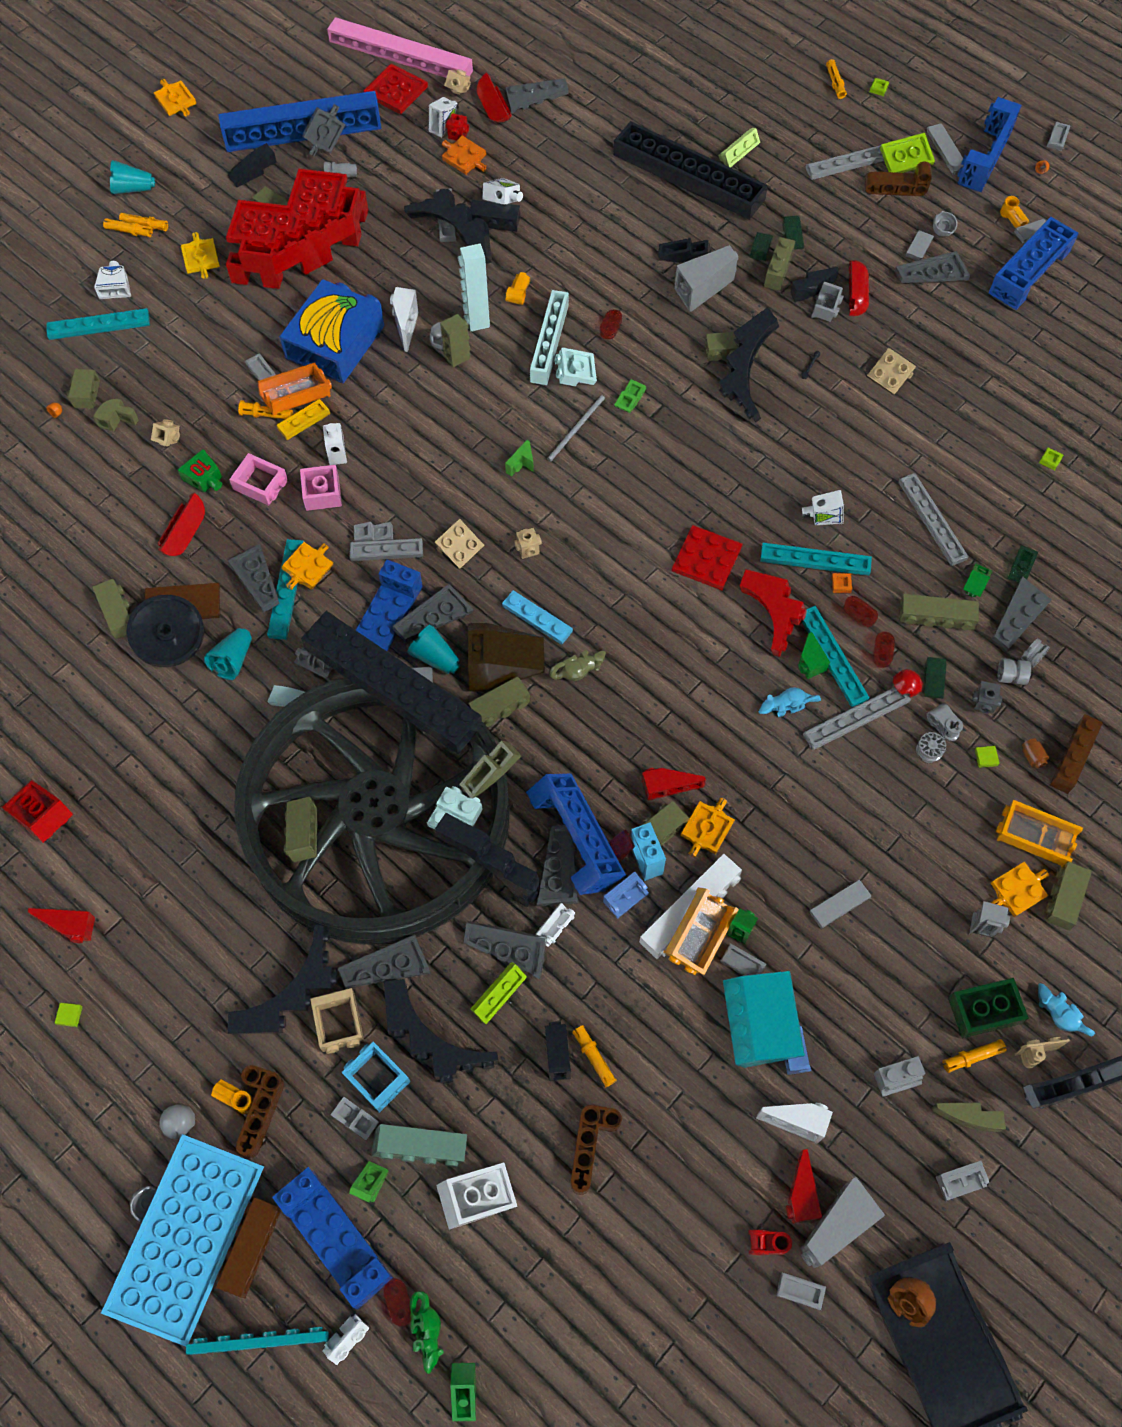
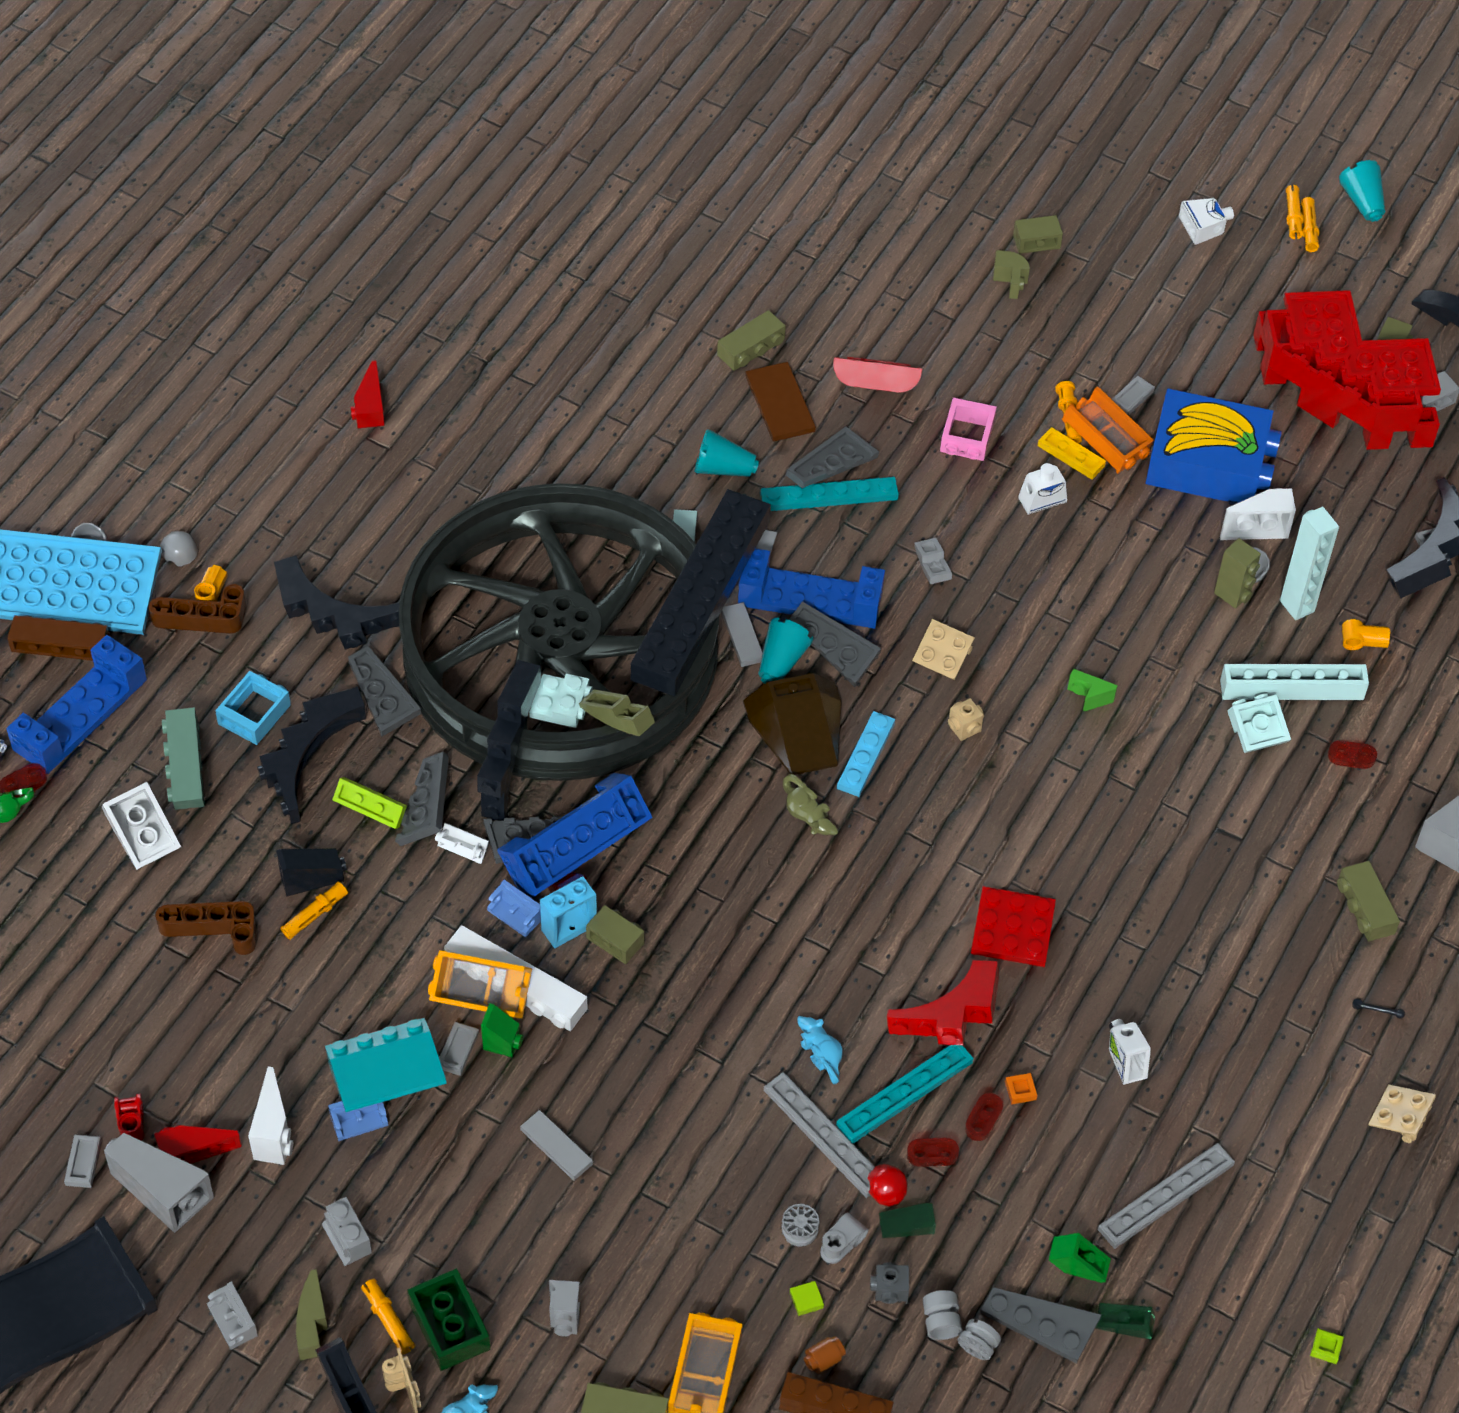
camera: 75 degrees right, 10 degrees down
(38, 811) = (488, 341): red slope -> none
(54, 409) = (1001, 217): orange hinge -> none
(68, 1015) = (273, 430): lime tile -> none
(98, 324) = (1139, 224): teal plate -> none
(165, 432) = (999, 323): tan brick -> none
(165, 630) = (733, 391): black dish -> none
(200, 255) = (1271, 289): yellow plate -> none
(201, 472) = (960, 373): green torso -> none
(301, 829) = (510, 563): olive brick -> none
(307, 566) = (862, 503): light orange plate -> none
(320, 487) = (974, 489): bright pink brick -> none
(332, 1000) = (301, 644): tan window -> none
(354, 1118) = (208, 699): light grey slope -> none
(369, 1182) = (138, 724): bright green slope -> none
(386, 549) = (914, 580): light grey tile -> none
(501, 701) = (733, 733): olive brick -> none
(575, 428) = (1167, 745): light grey axle -> none
(630, 397) = (1233, 796): bright green slope -> none
(667, 782) = (669, 922): red slope -> none
(707, 827) = (623, 982): light orange plate -> none
(749, 340) = (1334, 908): black arch -> none
(813, 659) = (893, 1063): green slope -> none
(816, 559) = (1049, 1053): teal plate -> none
(913, 1300) = (84, 1264): dark orange cylinder -> none
(939, 612) = (1010, 1212): olive brick -> none
(1019, 889) = (623, 1353): light orange plate -> none

